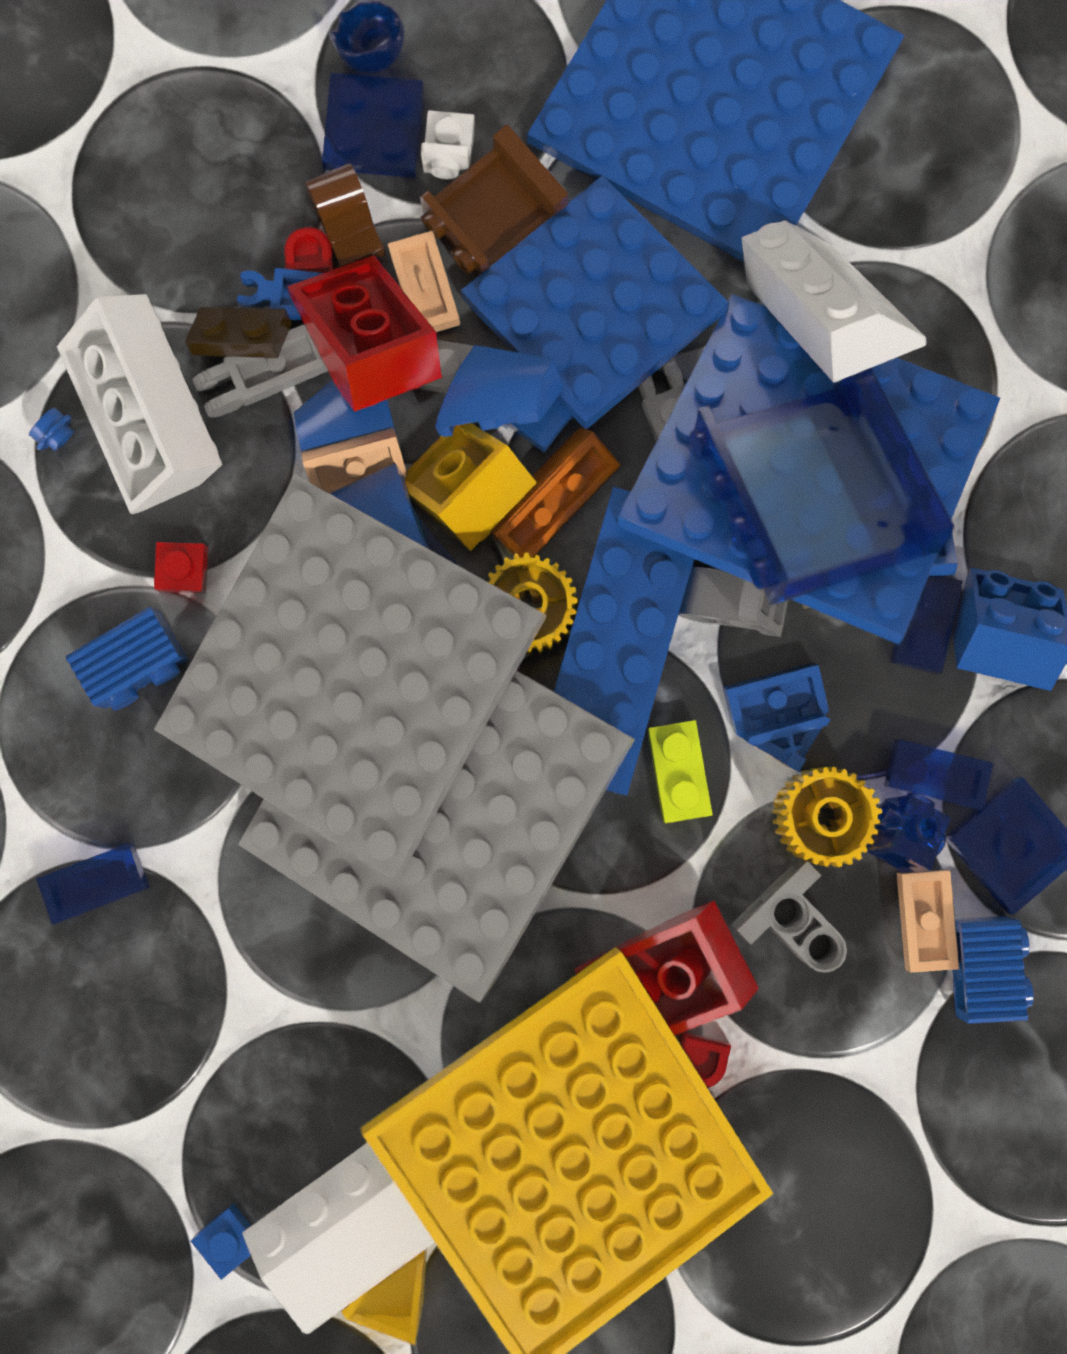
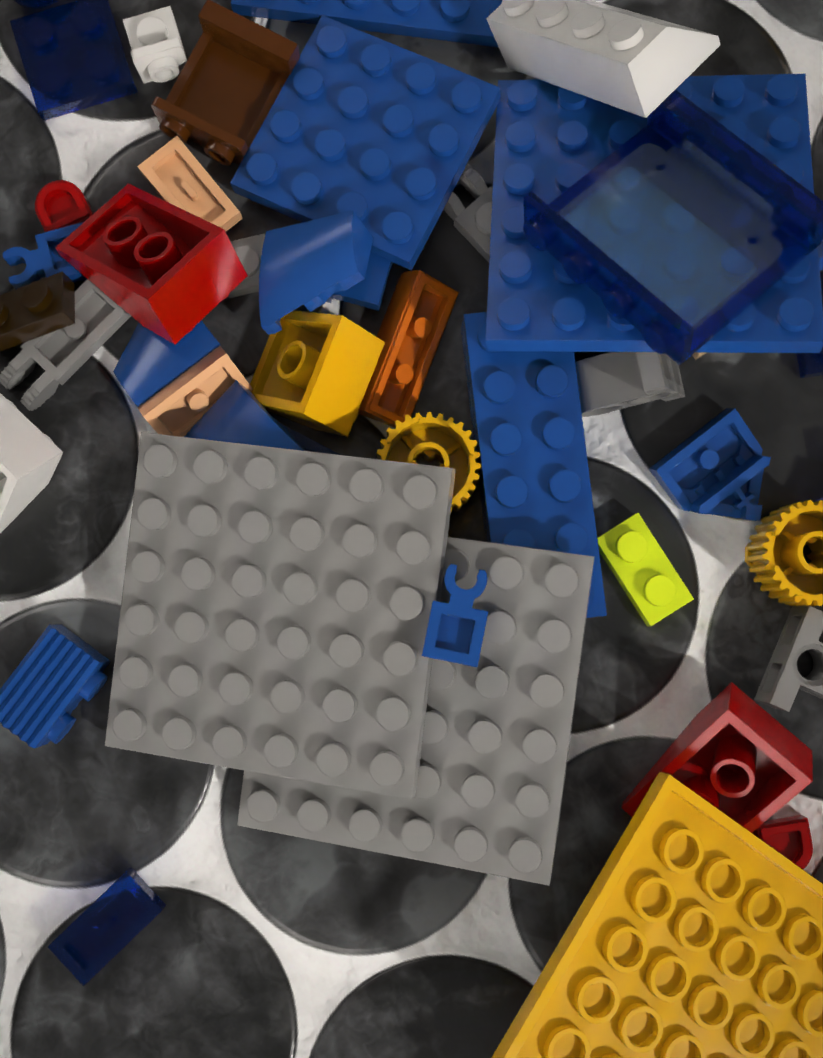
camera: 25 degrees left, 0 degrees up
(181, 567) = (64, 572): red plate -> none
(345, 215) = (81, 152): reddish brown tile -> none
(489, 749) = (456, 628): none -> blue plate

